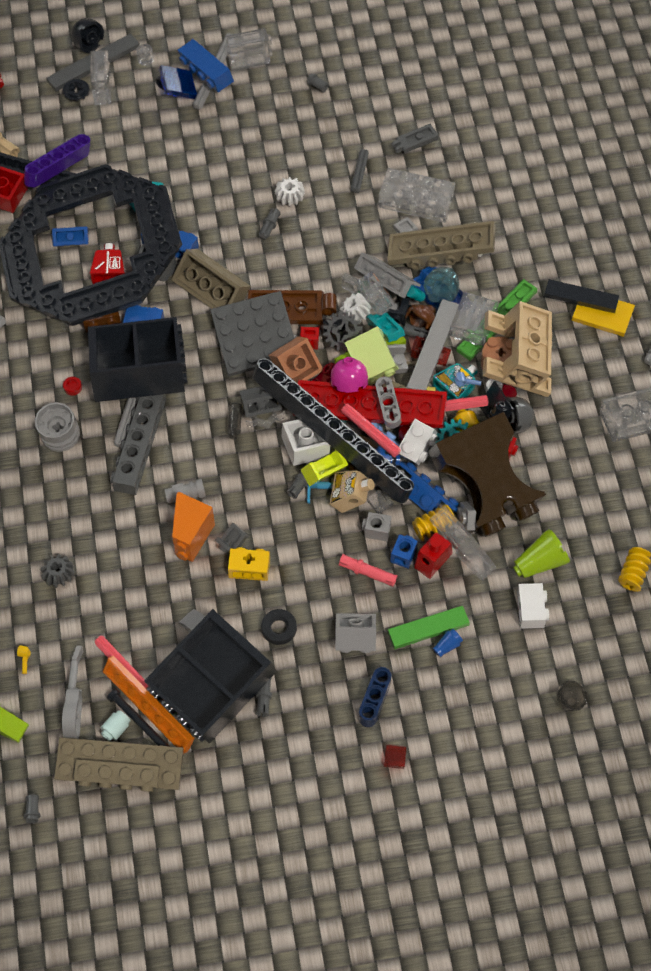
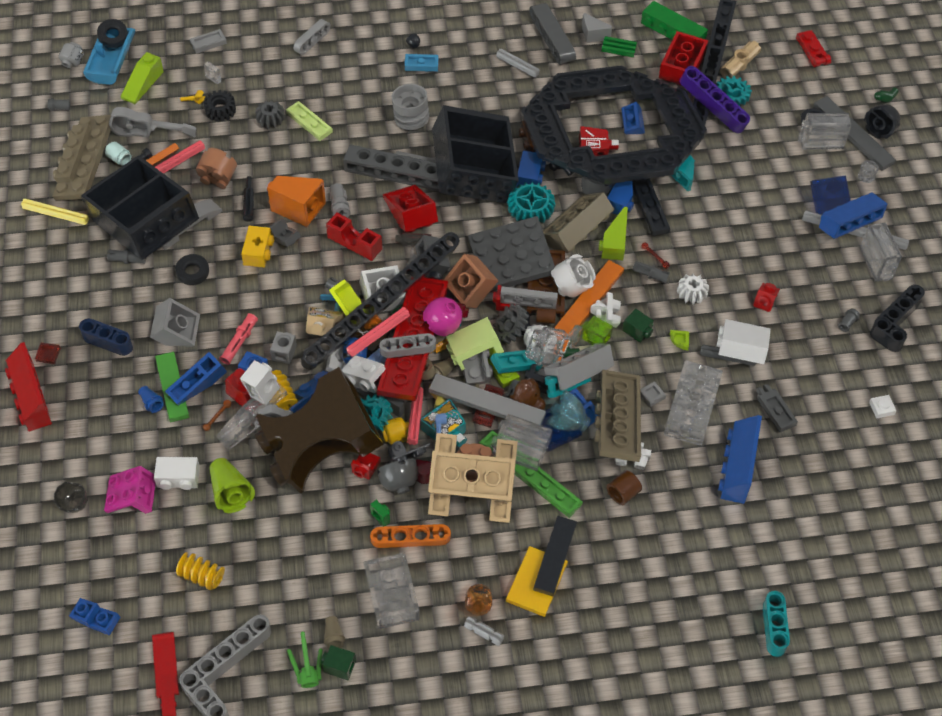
camera: 90 degrees right, 5 degrees down
(37, 146) = (735, 89): none -> teal gear
(41, 637) = (221, 112): none -> black tyre
(47, 32) = (885, 96): none -> dark green arm
(63, 533) = (309, 121): none -> yellowish green tile
(144, 612) = (216, 168): none -> nougat brick
(182, 582) = (248, 202): none -> black axle
(192, 424) = (411, 208): none -> red slope
(198, 320) = (520, 202): none -> teal gear
(199, 219) = (651, 207): none -> black plate
(199, 784) = (55, 211): none -> light yellow axle
(228, 249) = (614, 238): none -> lime slope
(232, 480) = (365, 244): none -> red arch
(258, 213) = (665, 263): none -> clear red hinge
(287, 277) = (573, 276): none -> white brick
(295, 137) = (766, 296): none -> red bracket
(302, 273) = (581, 308): none -> orange tile
(314, 51) = (886, 326): none -> black beam
(314, 311) = (528, 297): none -> light grey tile
(318, 257) = (604, 310): none -> white hips
(334, 234) = (638, 326): none -> dark green brick
(343, 264) = (597, 331): none -> clear neon green brick
(344, 205) = (680, 339): none -> lime tile
(351, 153) = (743, 341): none -> white brick
(405, 68) = (882, 406): none -> white plate
(425, 598) = (196, 379): none -> blue slope
(444, 575) = (226, 404): none -> dark orange hinge
(447, 518) = (260, 382): none -> white brick
(450, 759) = (27, 389): none -> red slope
(474, 160) = (740, 459): none -> blue slope
(509, 246) = (624, 487): none -> reddish brown piece
(554, 430) = (380, 512): none -> green plate
(556, 648) = (131, 488): none -> dark pink bracket
(572, 408) = (410, 532): none -> orange beam
(620, 150) = (774, 632): none -> teal beam
(632, 350) = (478, 600): none -> clear orange head

